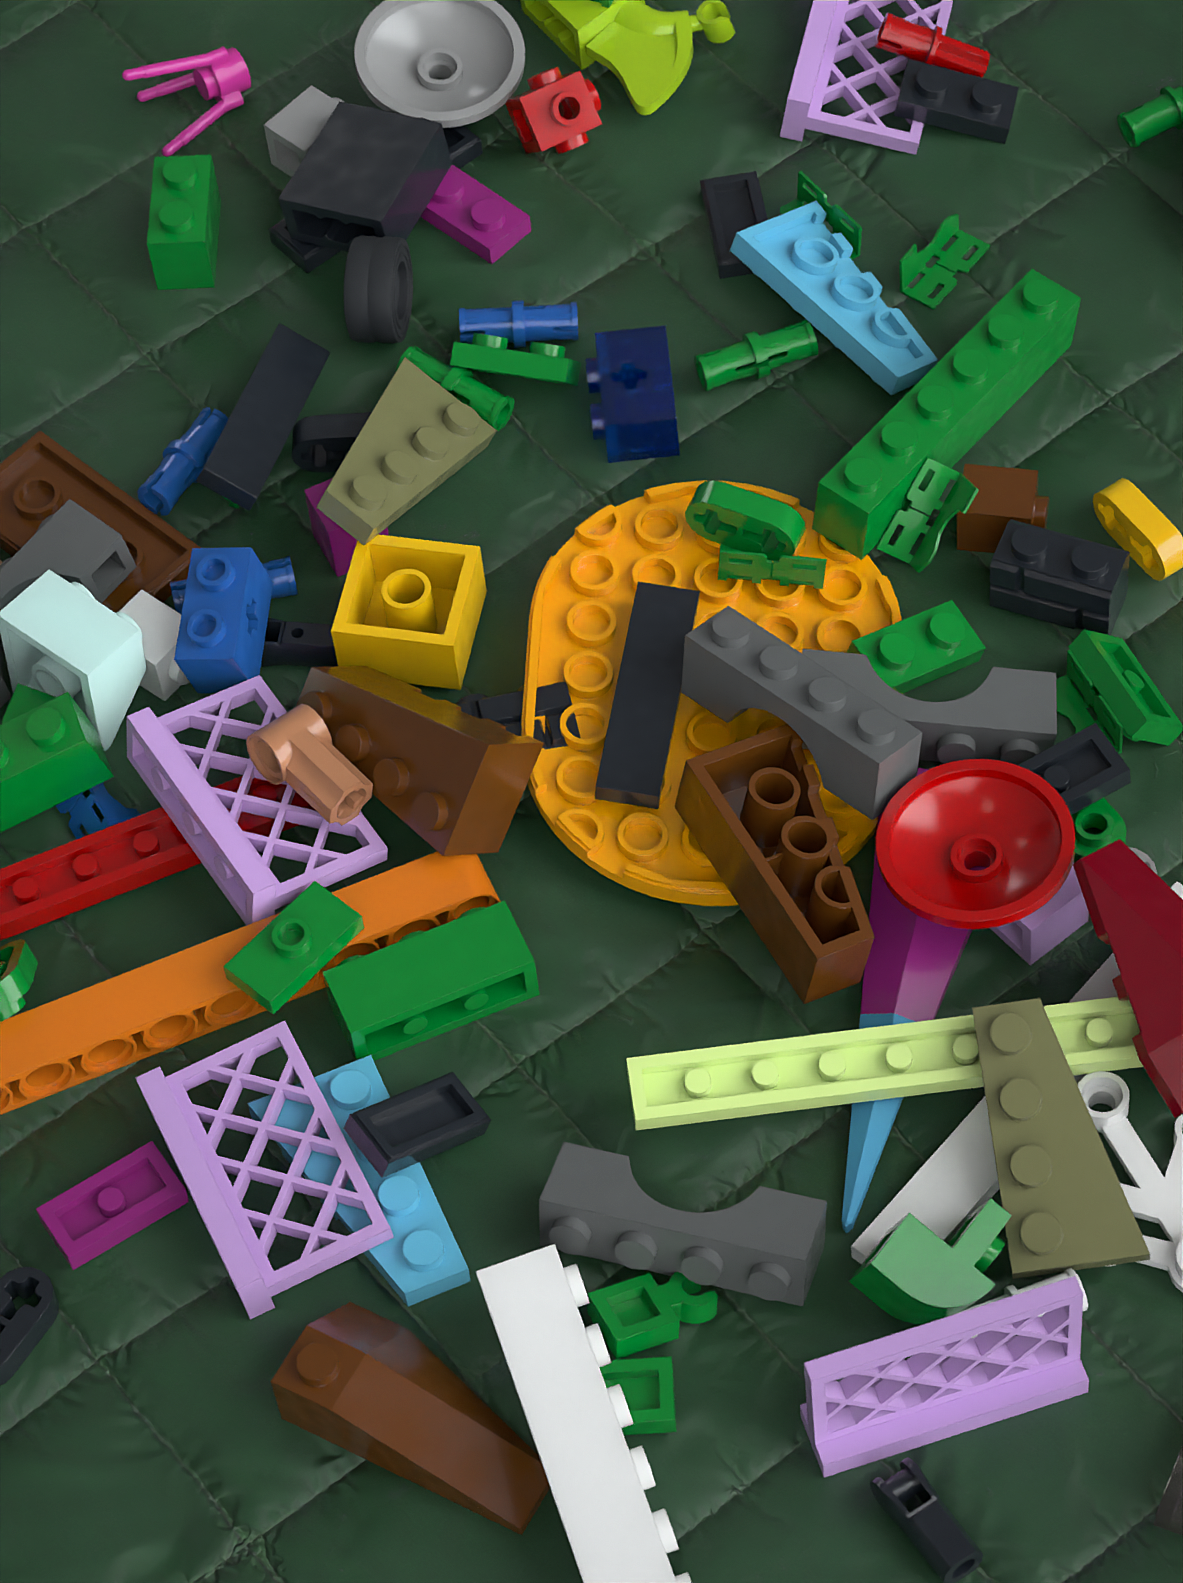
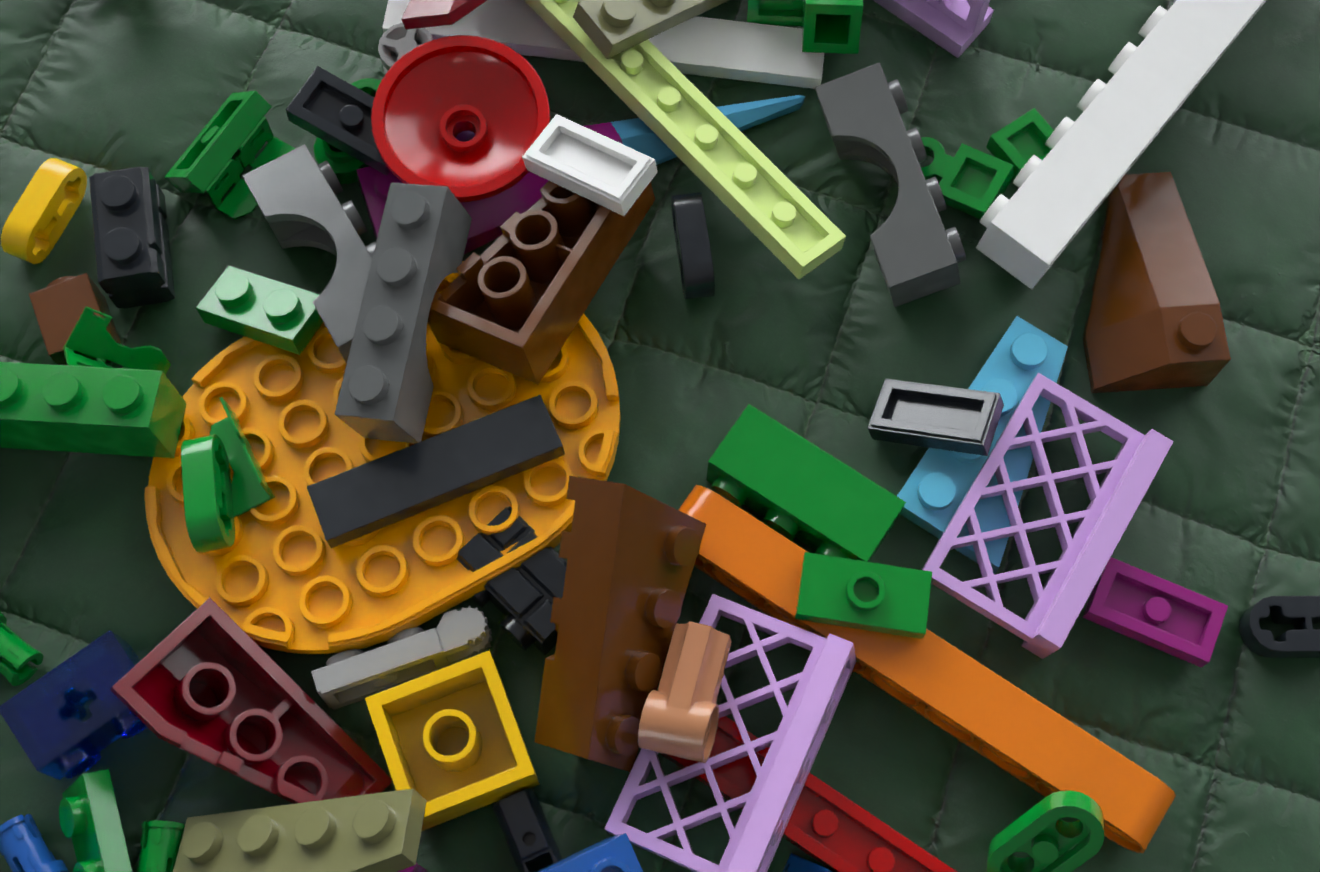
camera: 130 degrees left, 15 degrees up
(510, 616) = (408, 655): none -> light grey hinge
(543, 477) = (240, 711): none -> dark red wedge
(731, 1019) = (692, 245): none -> black beam
(838, 906) = (590, 164): none -> white tile

